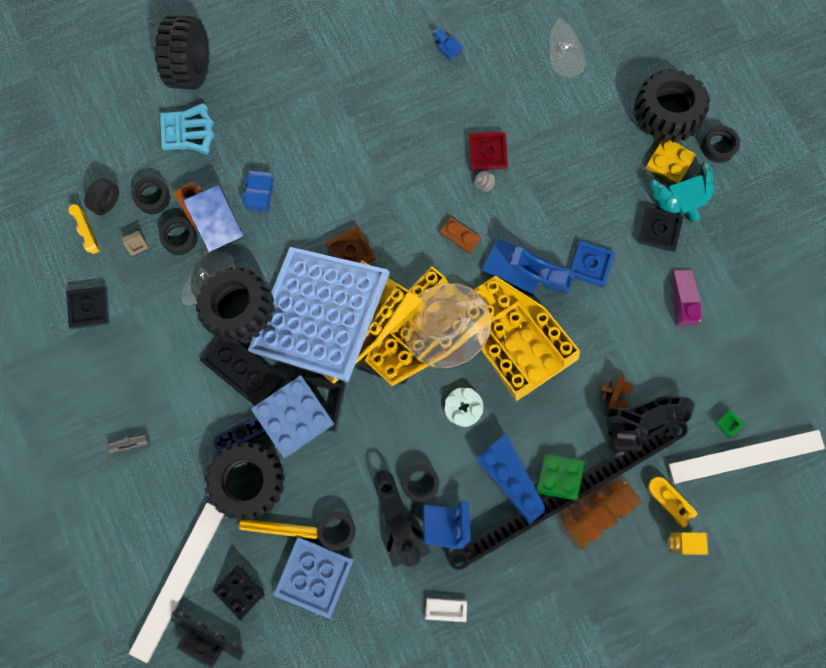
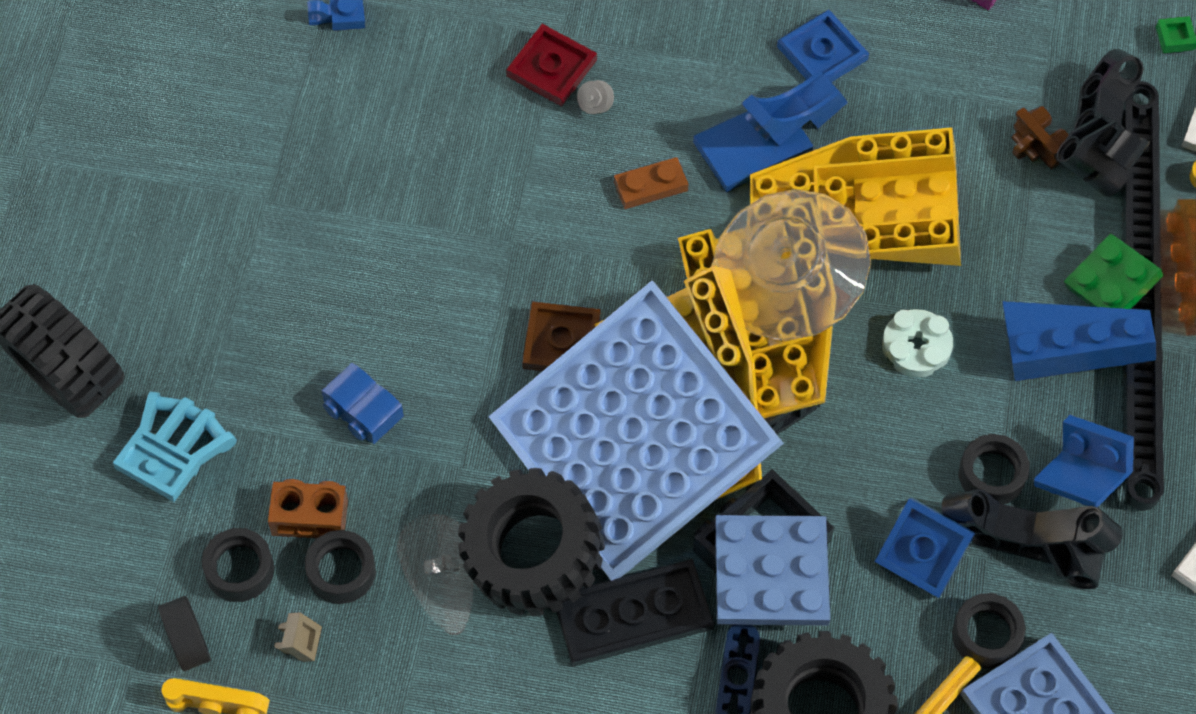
camera: 55 degrees left, 15 degrees down
(213, 217) = (359, 488): tile -> none
(355, 476) = (924, 547): none -> blue plate

